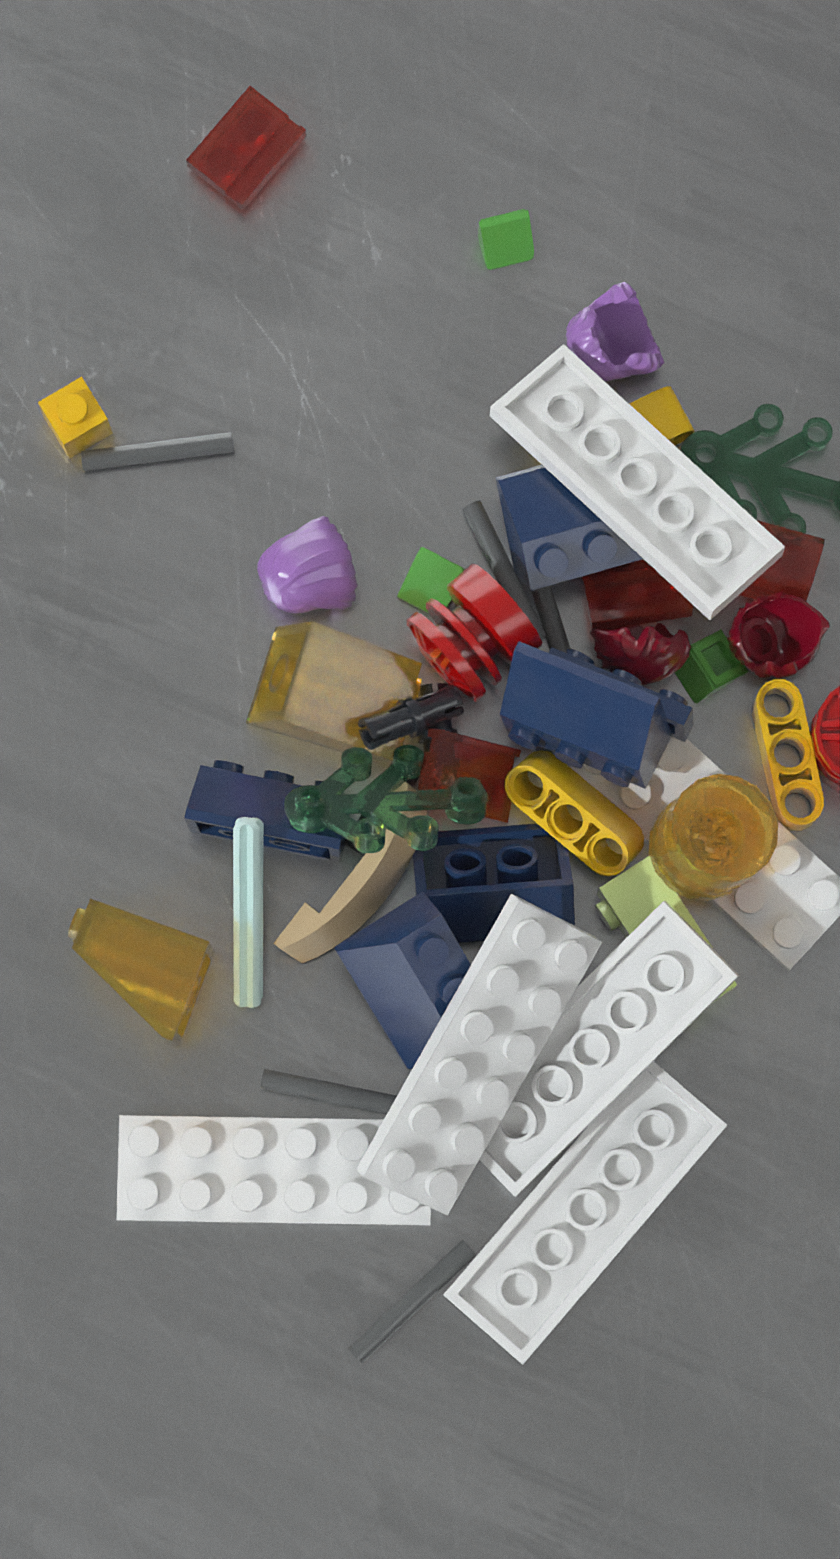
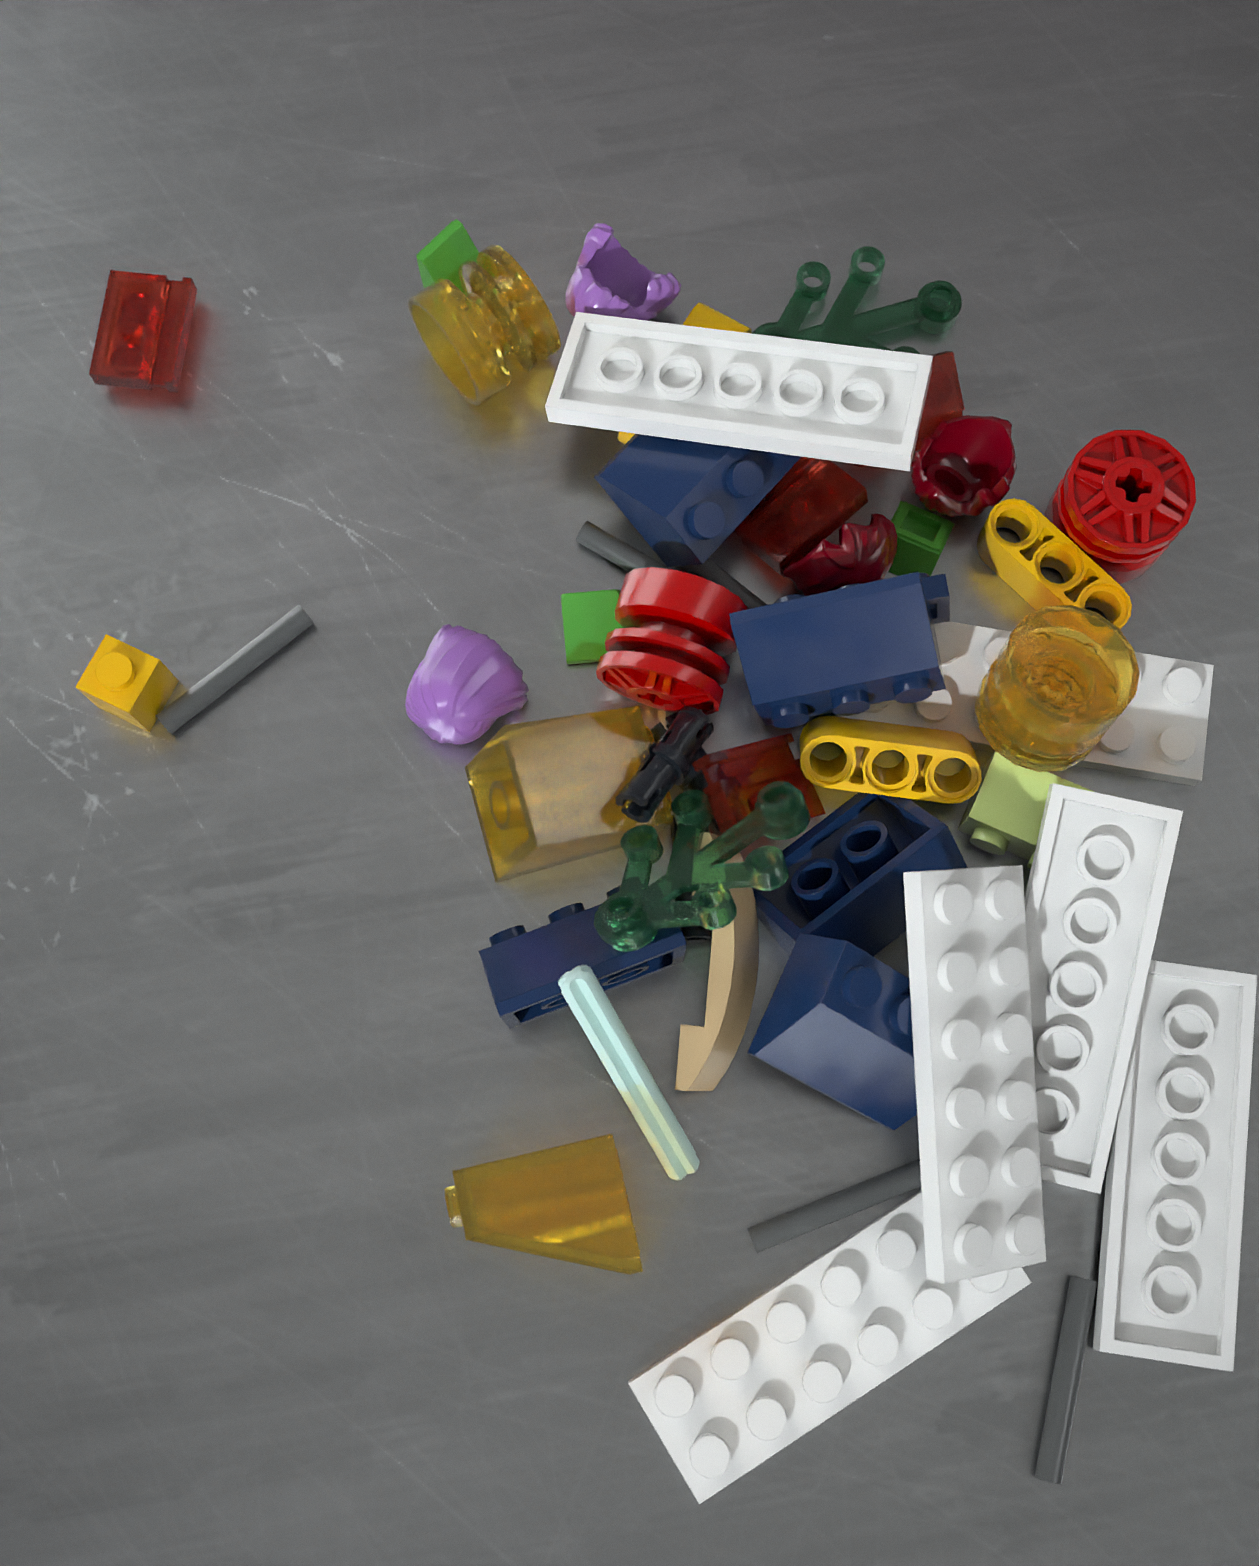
camera: 30 degrees left, 5 degrees down
(495, 308) = (491, 321): none -> clear yellow wheel

